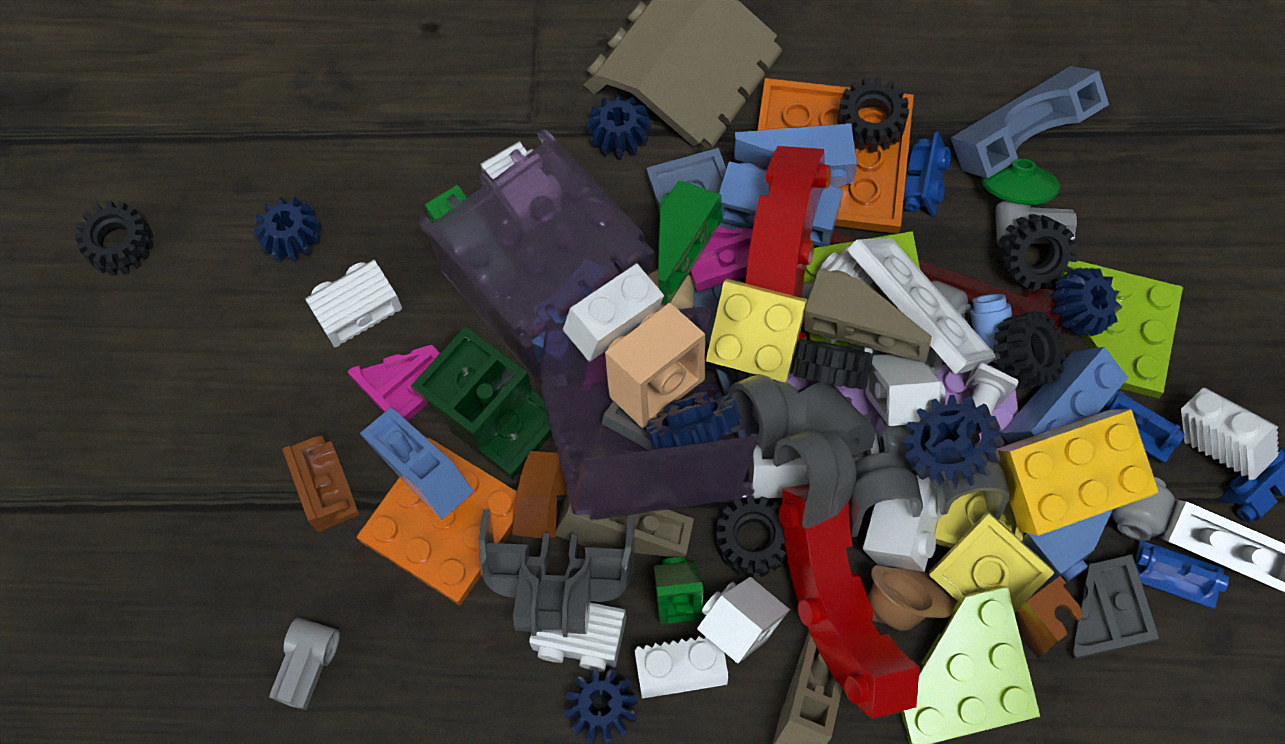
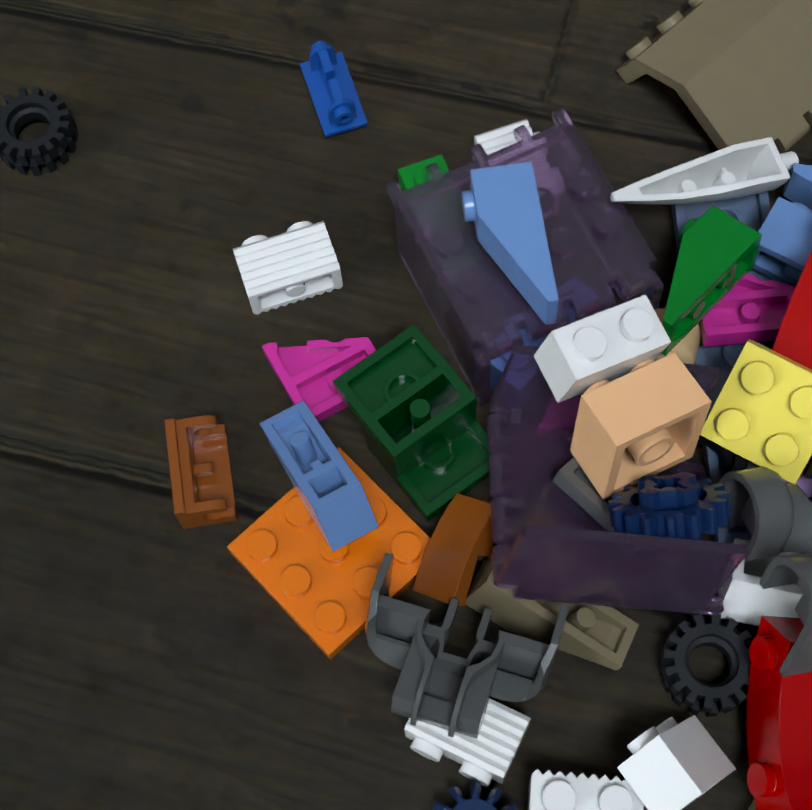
camera: 15 degrees right, 0 degrees up
(287, 229) = (231, 164): dark blue gear -> none
(307, 650) = (137, 670): light grey piece -> none
(356, 150) = (332, 90): none -> blue hinge
(524, 235) = (512, 231): none -> medium blue slope
(619, 126) = (649, 127): dark blue gear -> none
(678, 591) = (603, 711): green slope -> none
(679, 155) = (721, 175): none -> white piece

